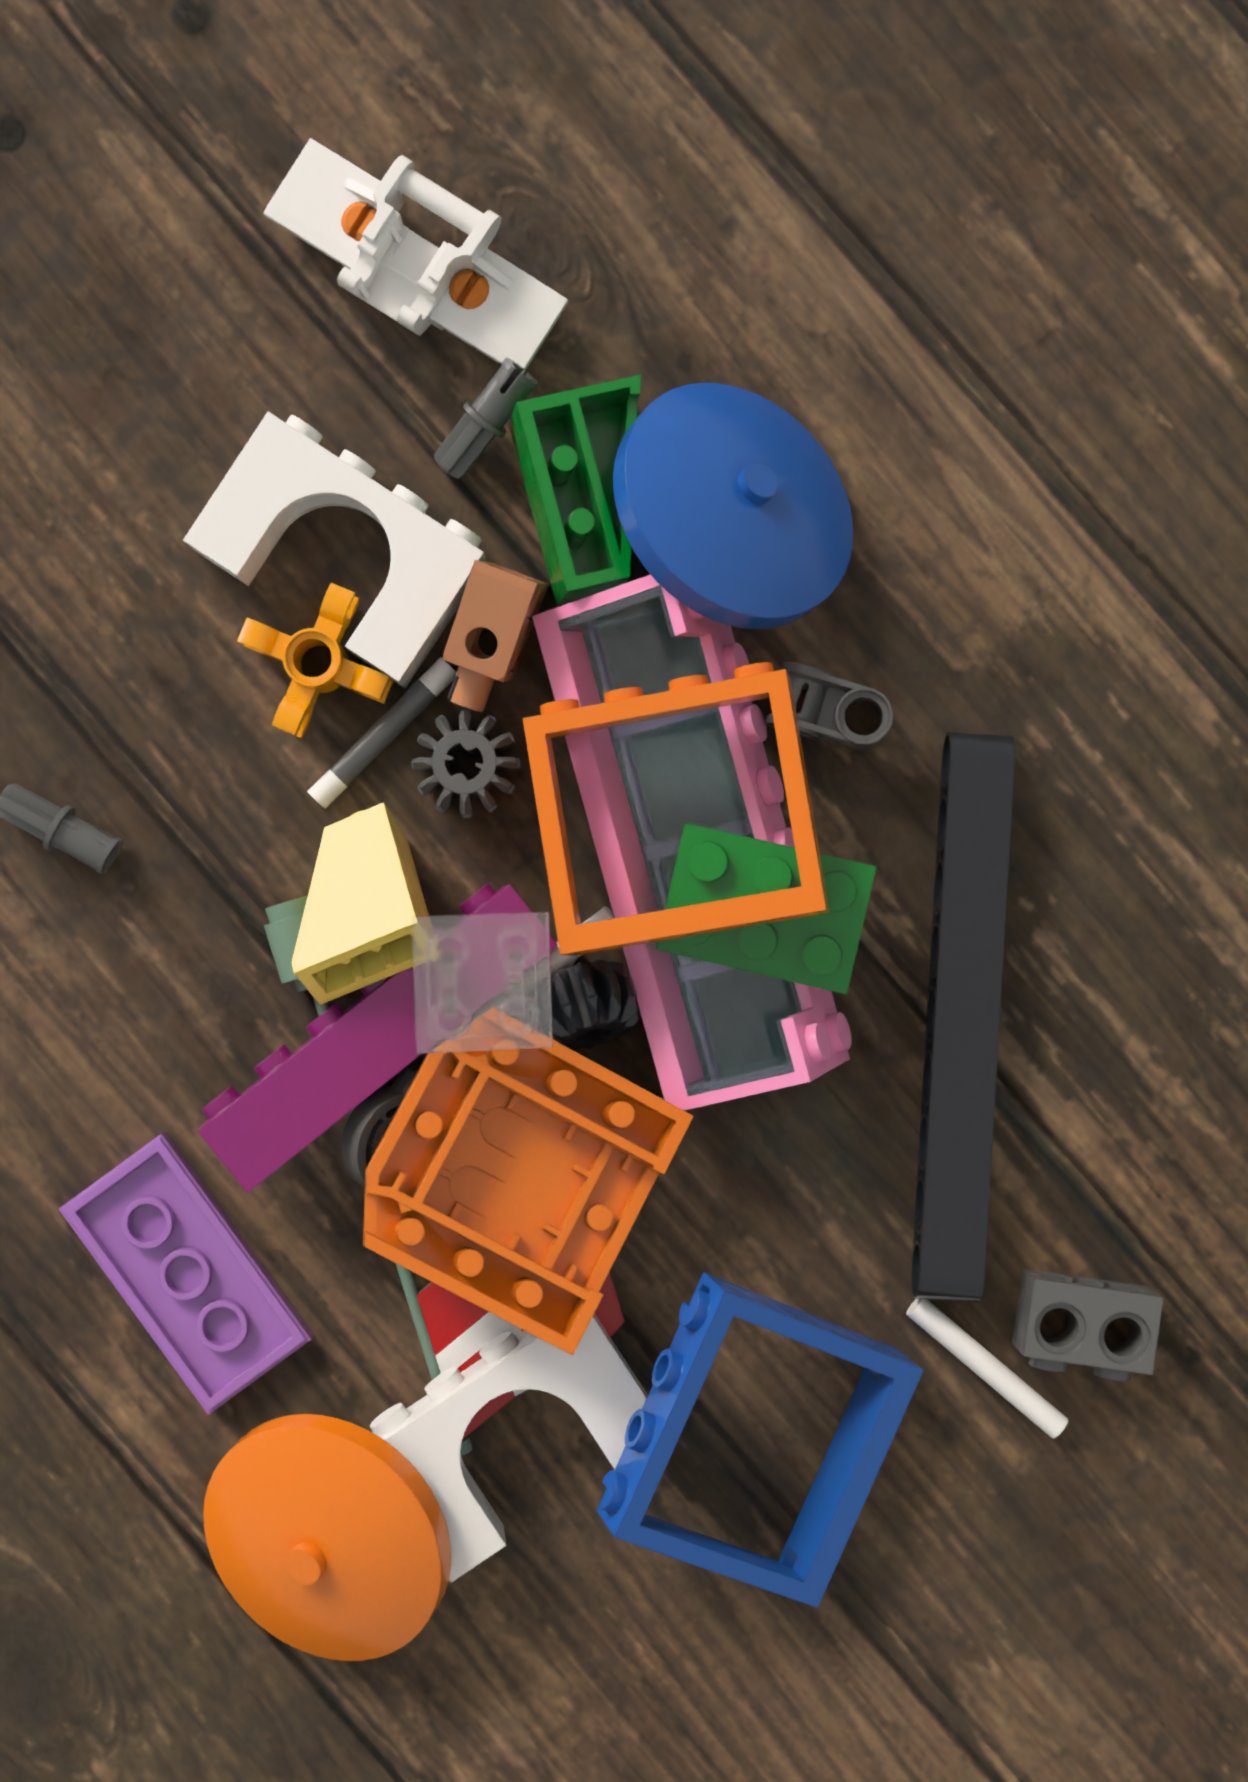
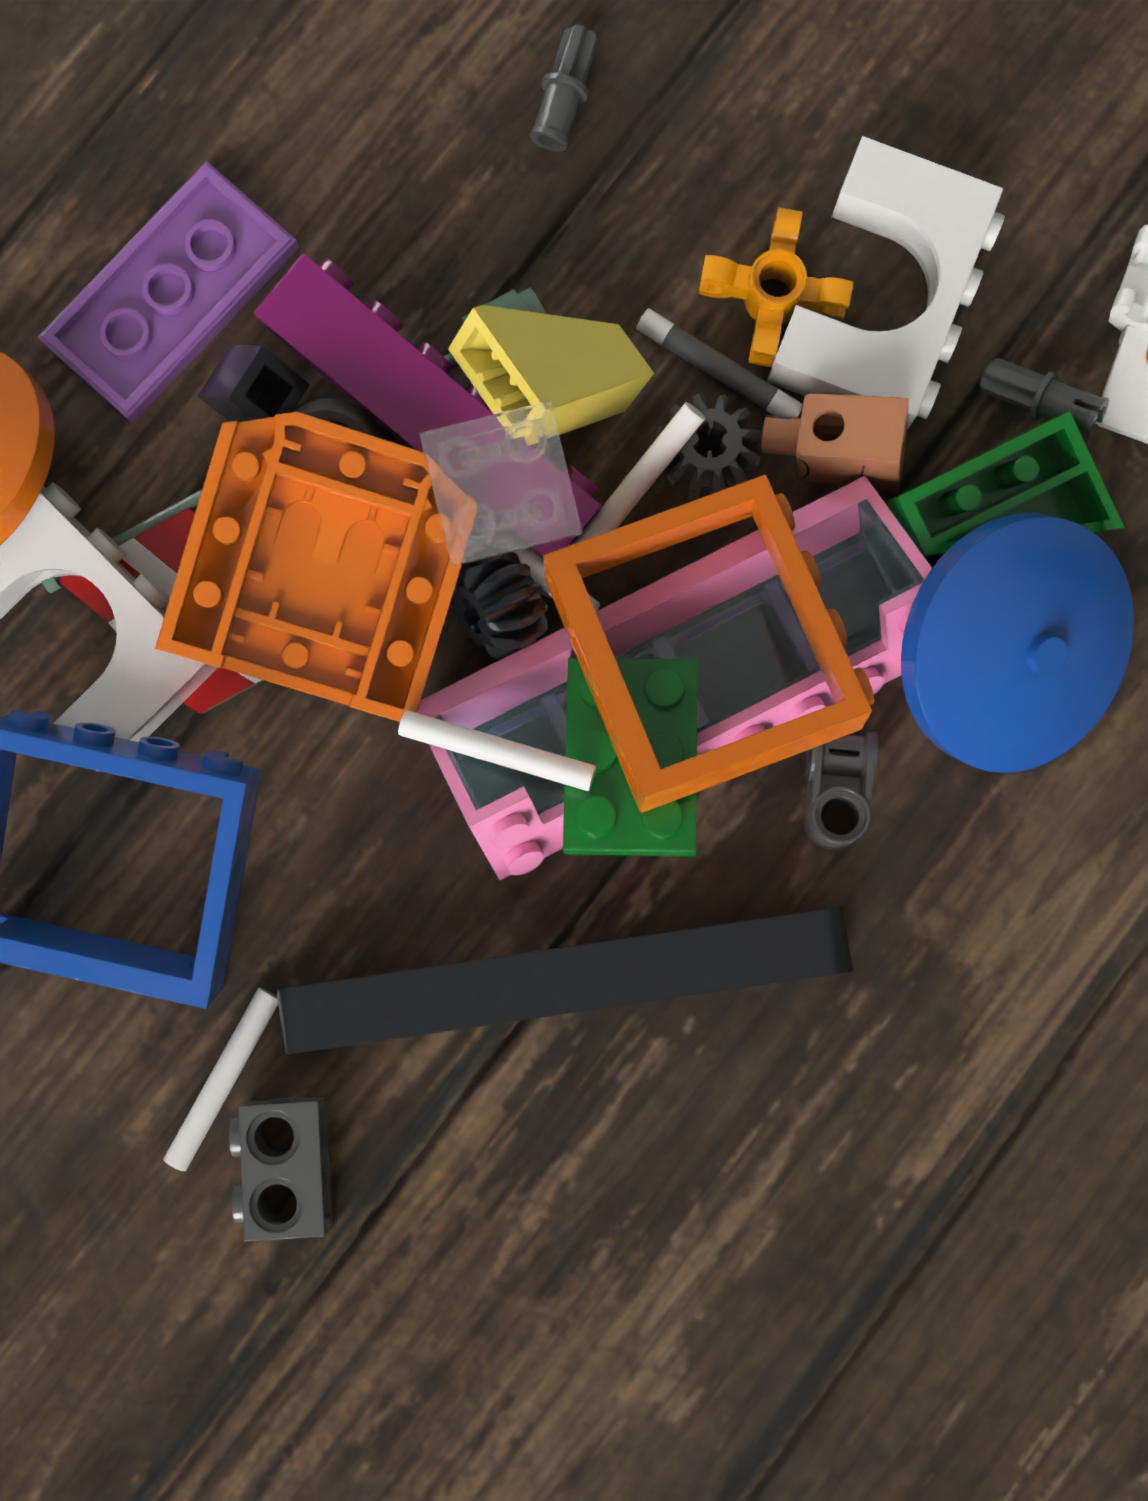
camera: 80 degrees right, 5 degrees down
(314, 1207) = (252, 385): none -> black brick
(488, 838) = (645, 472): none -> white bar
(738, 1038) = (497, 750): none -> white bar

